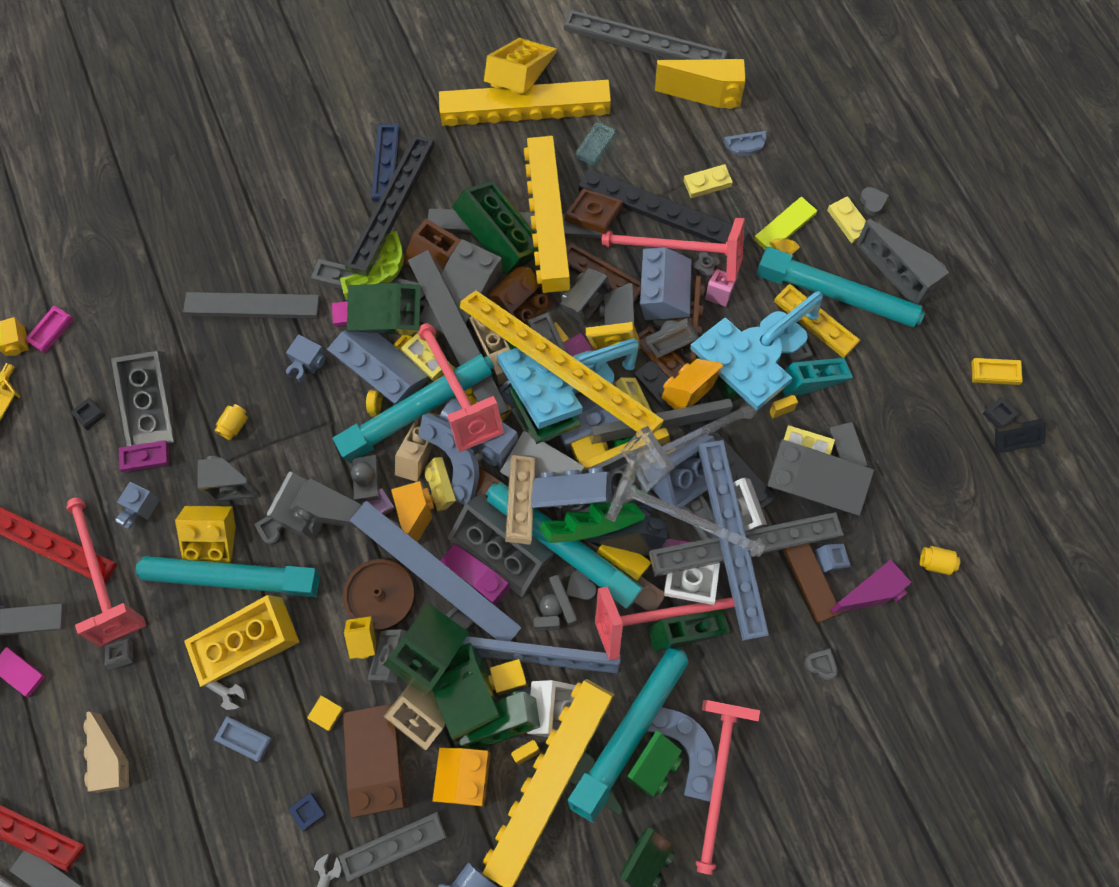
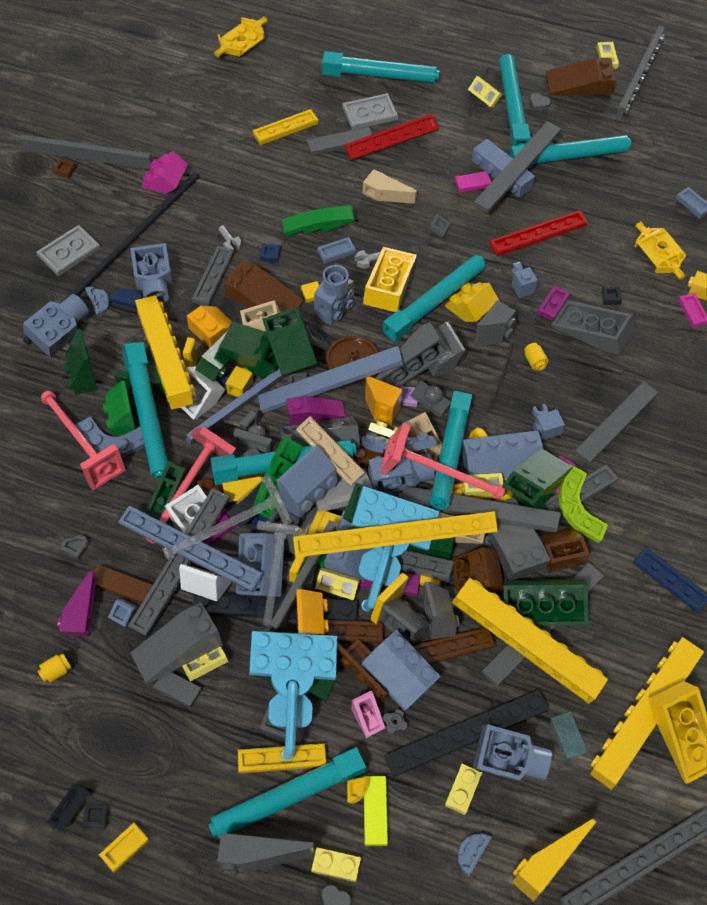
camera: 125 degrees right, 10 degrees down
(112, 622) = (459, 227): coral tile -> none
(216, 794) = (318, 219): none -> green slope
(320, 666) = (333, 294): none -> sand blue brick
(360, 637) = (334, 328): yellow brick -> none
(390, 206) = (625, 549): black plate -> none
(593, 210) = (506, 679): reddish brown tile -> none
(656, 160) = (510, 754): none -> sand blue brick
(671, 337) = (355, 635): dark grey tile -> none
(733, 248) = (382, 732): coral tile -> none
(783, 406) = (242, 670): yellow tile -> none
(816, 375) = (242, 712): teal slope -> none

